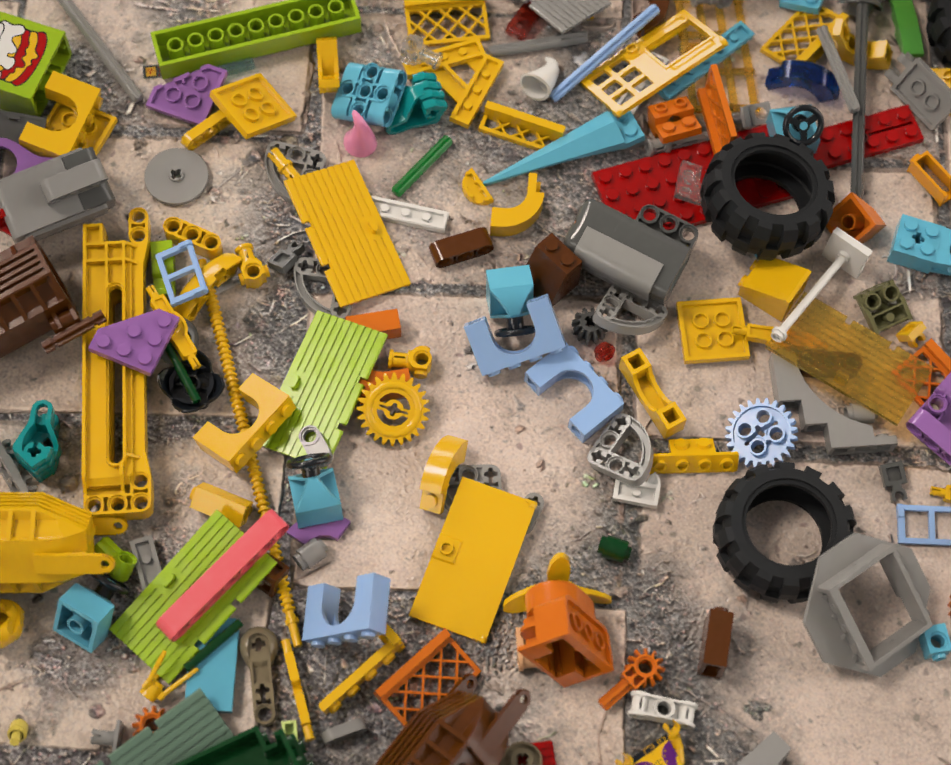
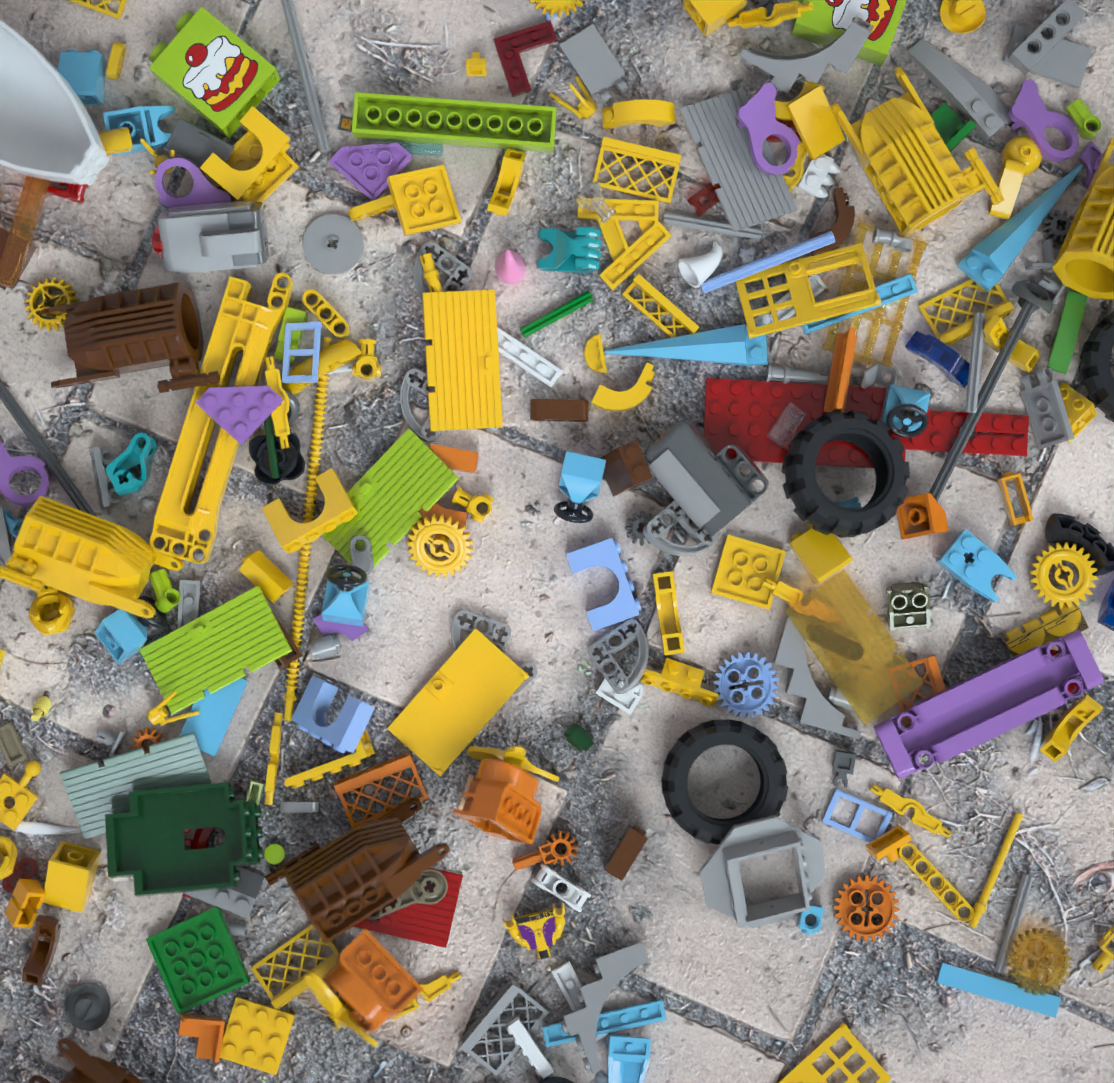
camera: 25 degrees right, 20 degrees up
(213, 645) = (218, 697): dark green bar -> none
(222, 575) = (243, 646): coral beam -> none
(260, 668) = (251, 727): dark tan beam -> none
(284, 260) = (399, 364): dark grey plate -> none
(369, 91) = (549, 227): medium azure connector -> none
(438, 471) = (459, 615): yellow arch -> none
(493, 357) = (544, 529): light blue arch -> none
(604, 352) = (644, 557): clear red plate -> none
(673, 120) = (801, 357): orange brick -> none
(843, 253) = (897, 548): white tile -> none
(910, 332) = (922, 640): yellow tile -> none

